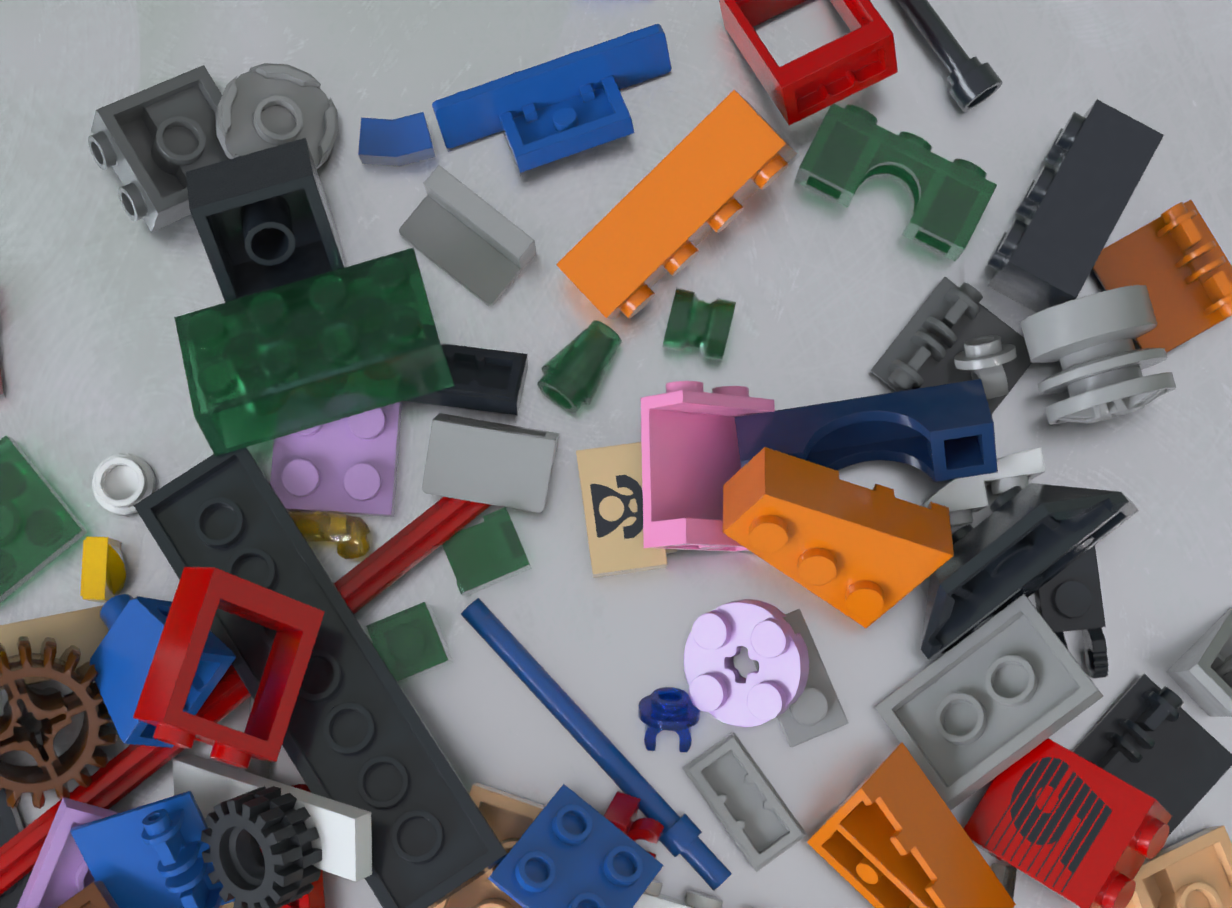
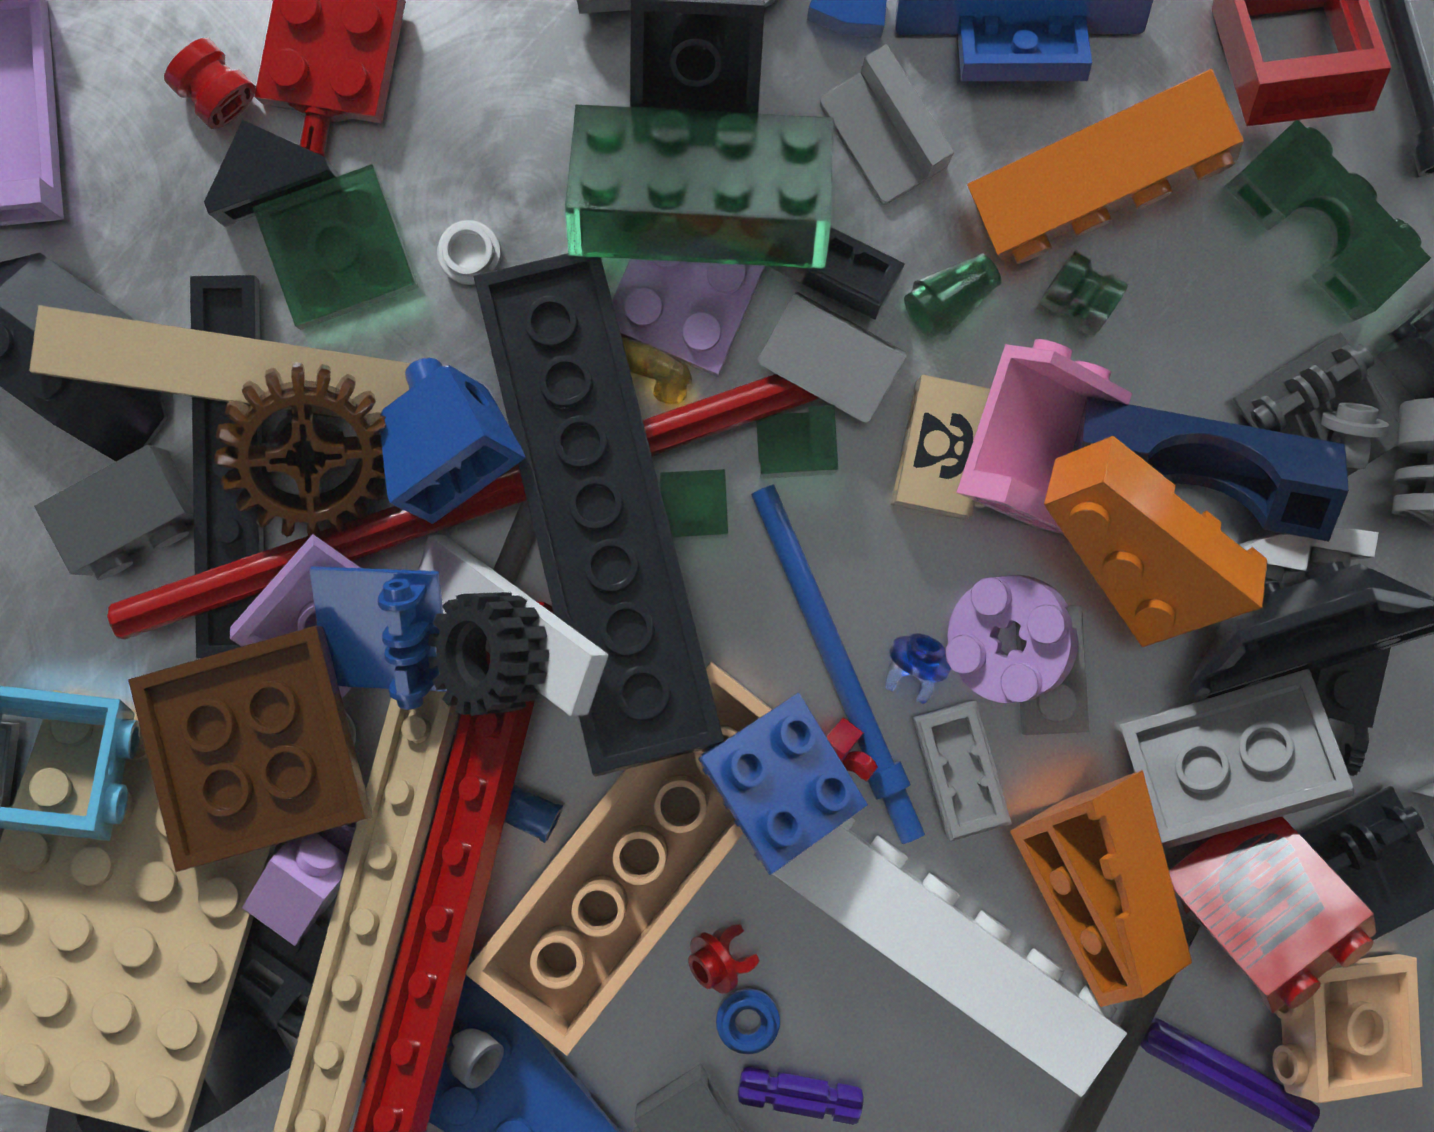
camera: 20 degrees right, 5 degrees up
(102, 569) = (421, 328): yellow tile -> none
(180, 650) = (477, 431): red window -> none

